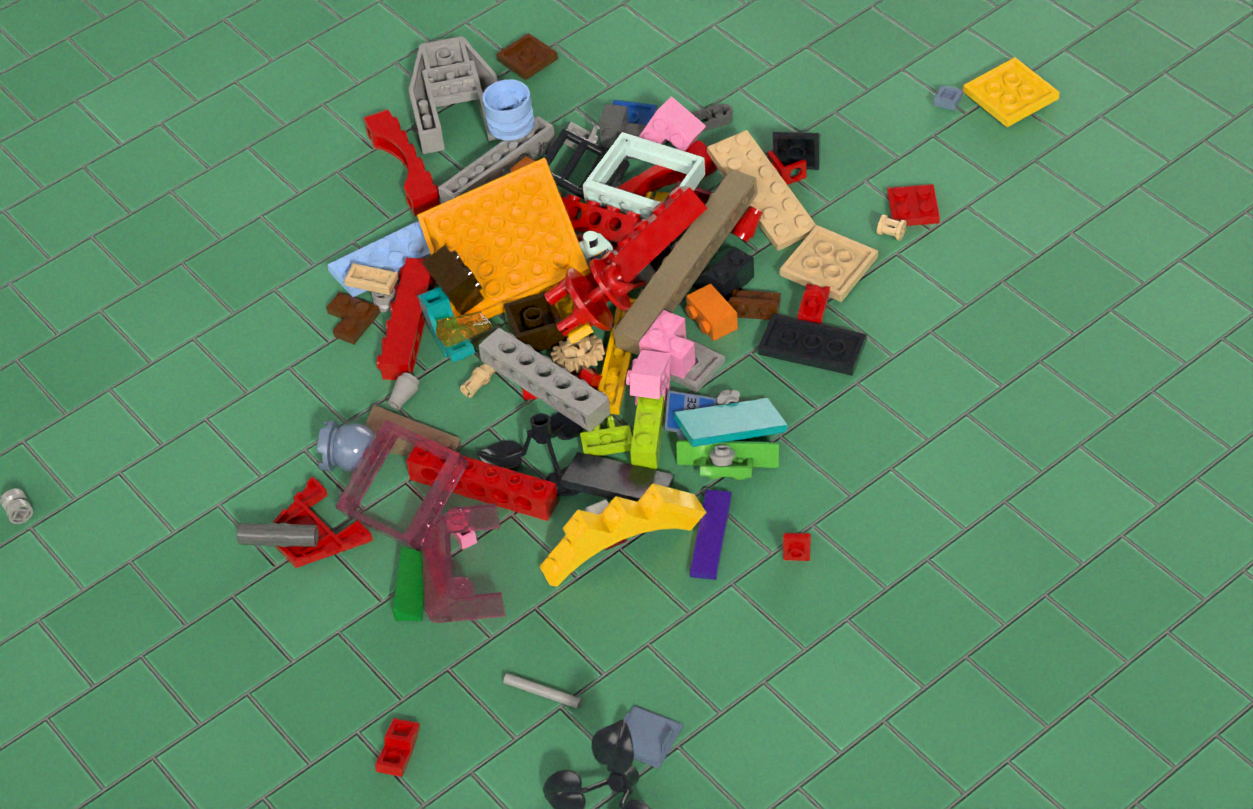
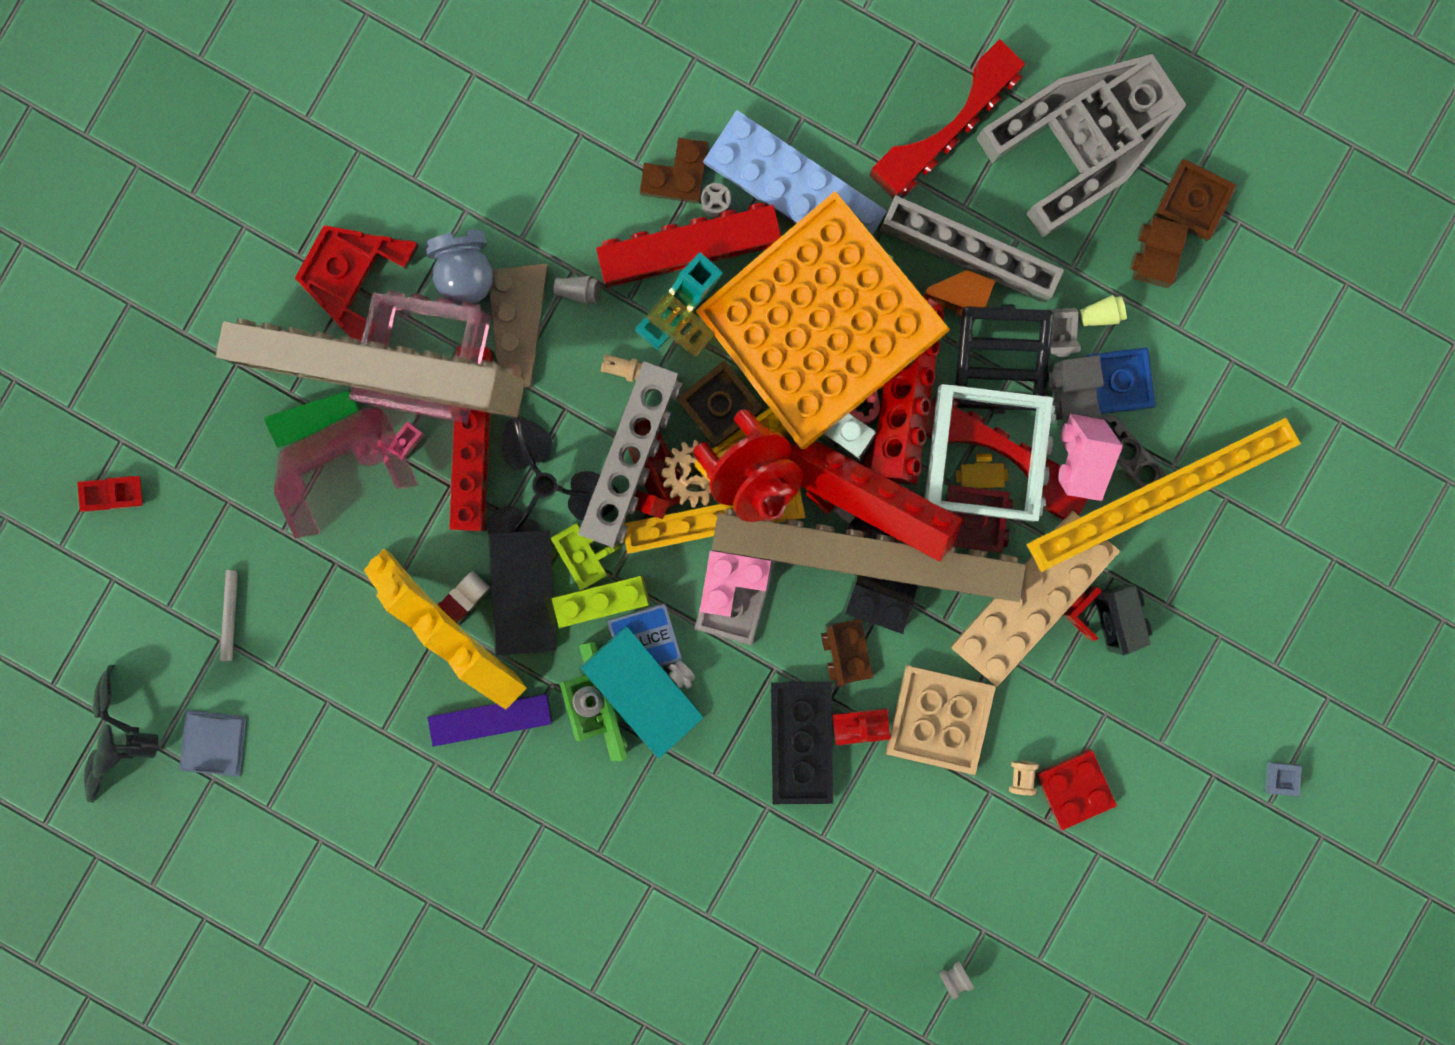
camera: 65 degrees right, 40 degrees up
(278, 534) = (312, 246): dark grey axle -> none
(371, 279) = (720, 178): tan plate -> none
(393, 495) = (372, 366): none -> brick
(454, 279) = (732, 287): dark brown brick -> none
(508, 109) = (1052, 222): light blue wheel -> none
(553, 79) = (1159, 252): none -> reddish brown brick
(579, 111) = (1104, 312): none -> yellowish green cone
(650, 375) = (661, 584): bright pink brick -> none
(711, 312) = (812, 606): orange brick -> none
(718, 103) = (1162, 495): none -> yellow plate
(747, 224) = (968, 604): red cone -> none
(796, 546) = (491, 823): red bracket -> none
(1011, 92) = (1319, 856): yellow plate -> none
(1031, 297) = (956, 980): none -> light grey wheel

